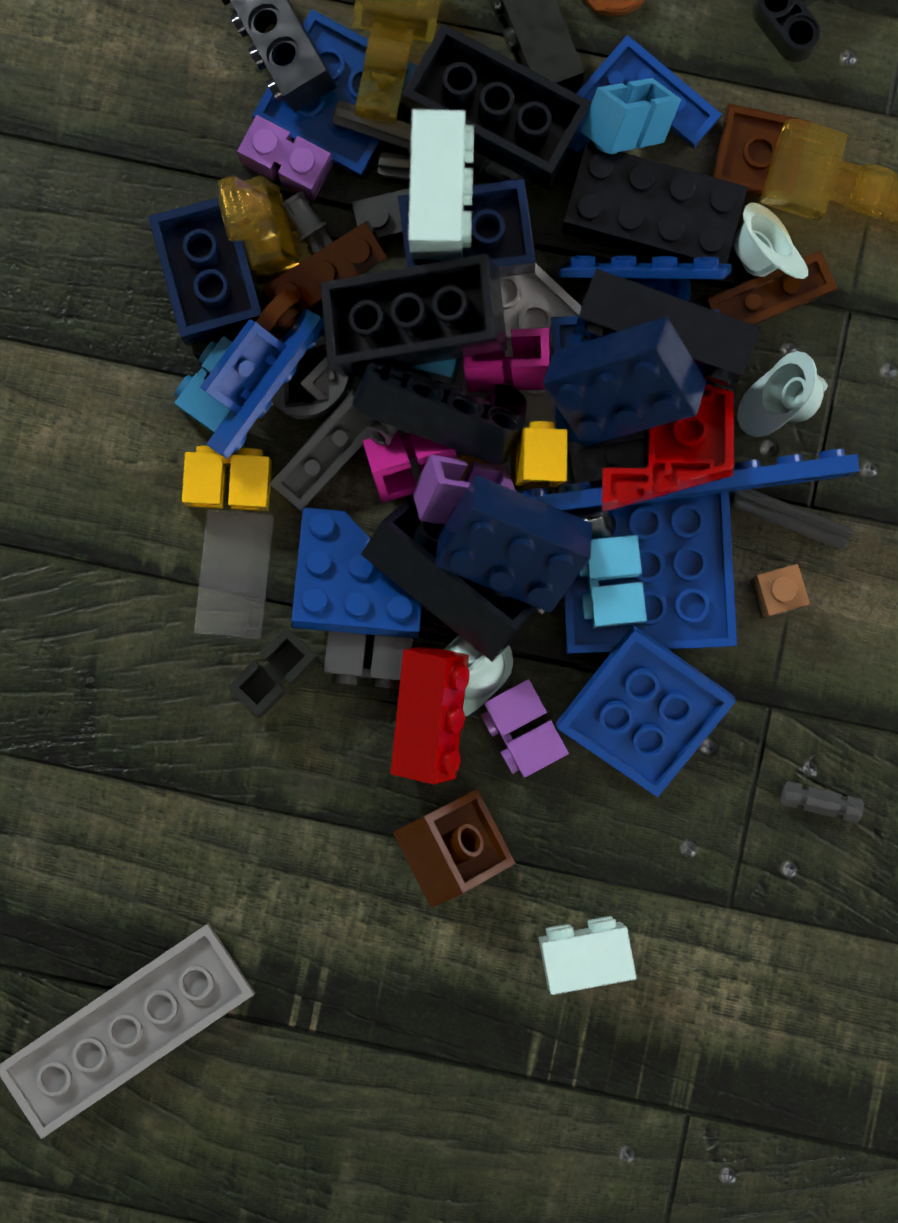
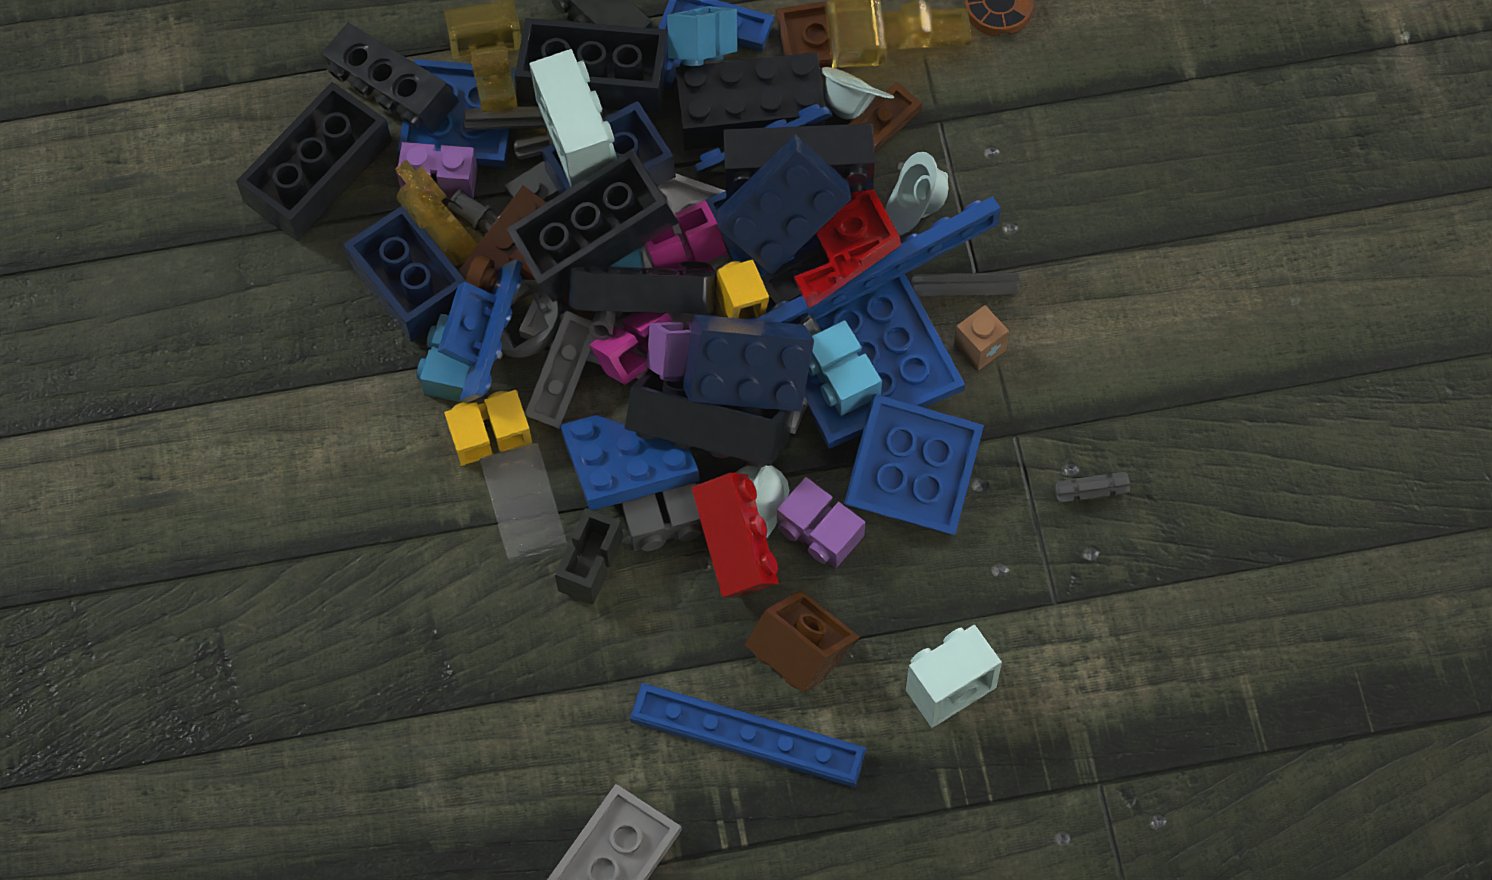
camera: 20 degrees left, 20 degrees down
(158, 93) = (314, 160): none -> black brick
(360, 921) = (748, 735): none -> blue tile

